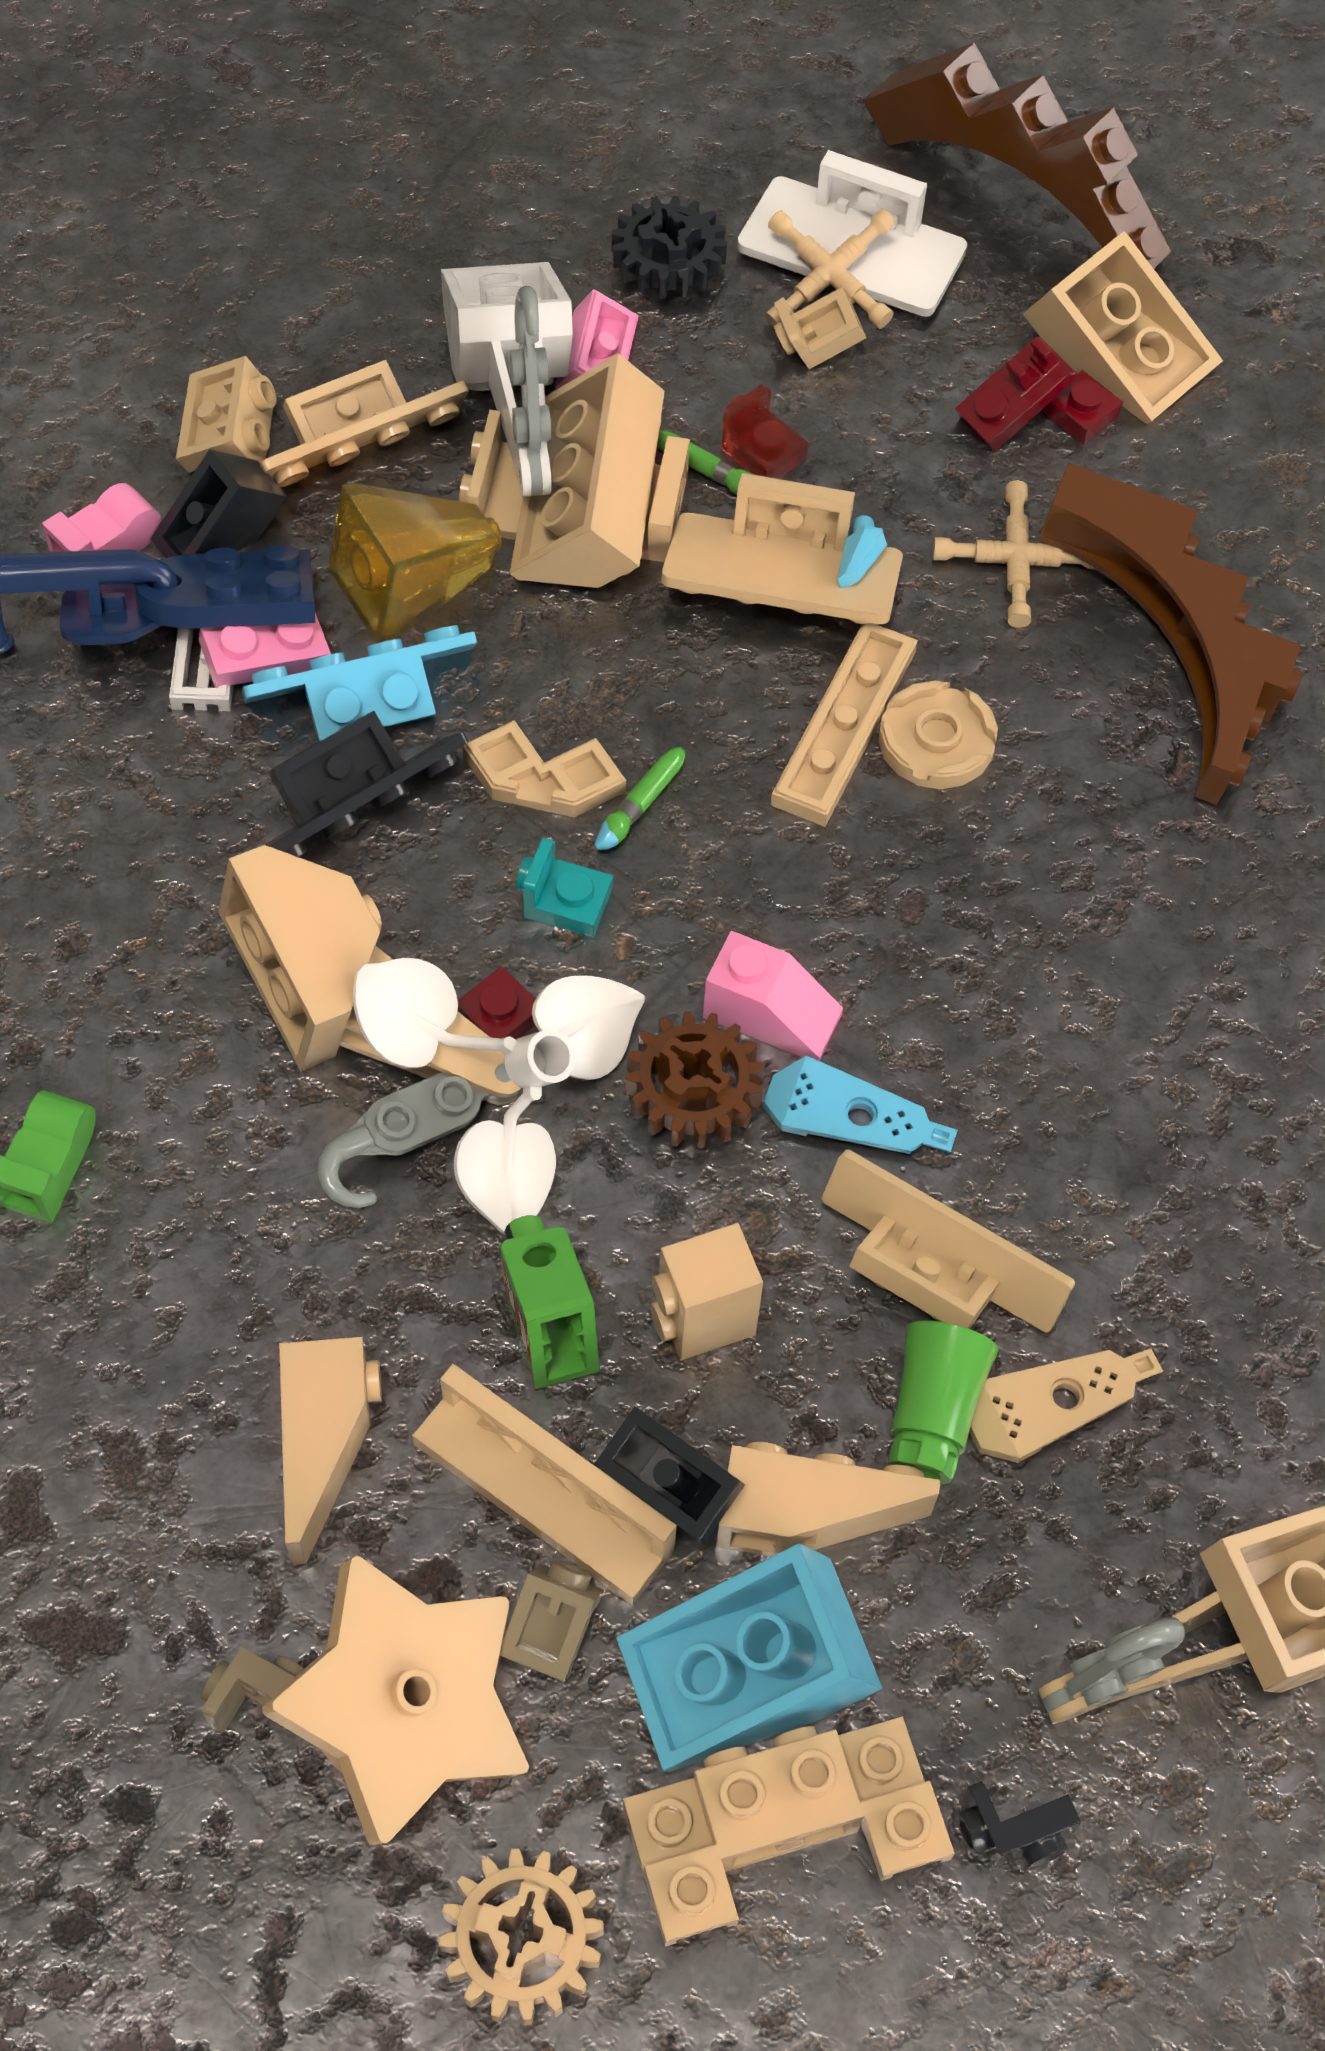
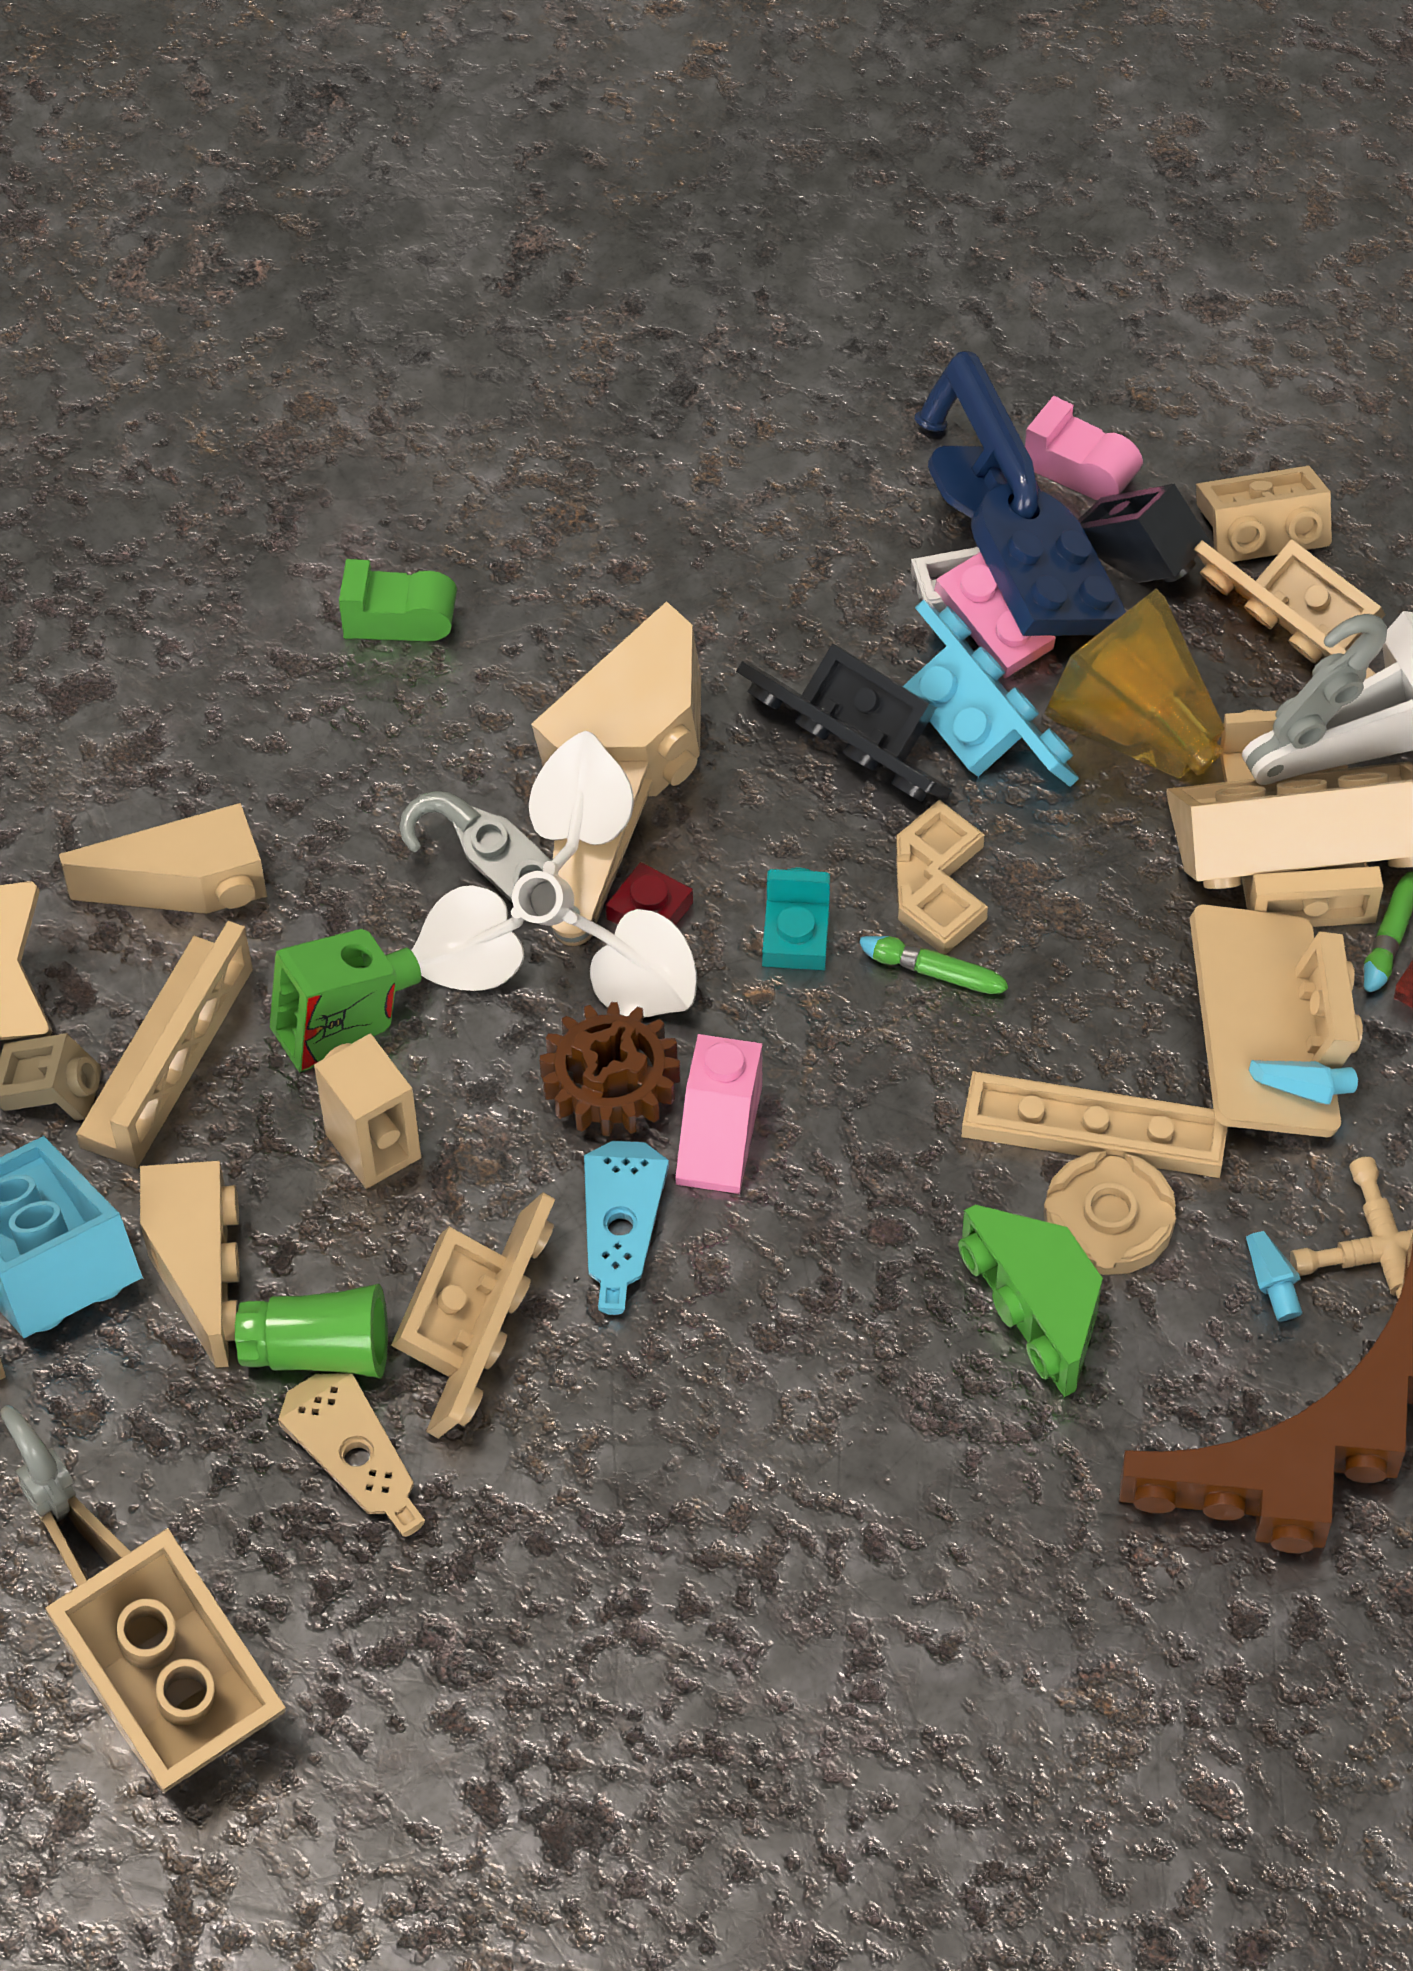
camera: 80 degrees right, 5 degrees down
(669, 1475) = (182, 1113): black slope -> none
(1021, 794) = (1038, 1284): none -> bright green slope
(1028, 635) = (1275, 1276): none -> medium azure bar

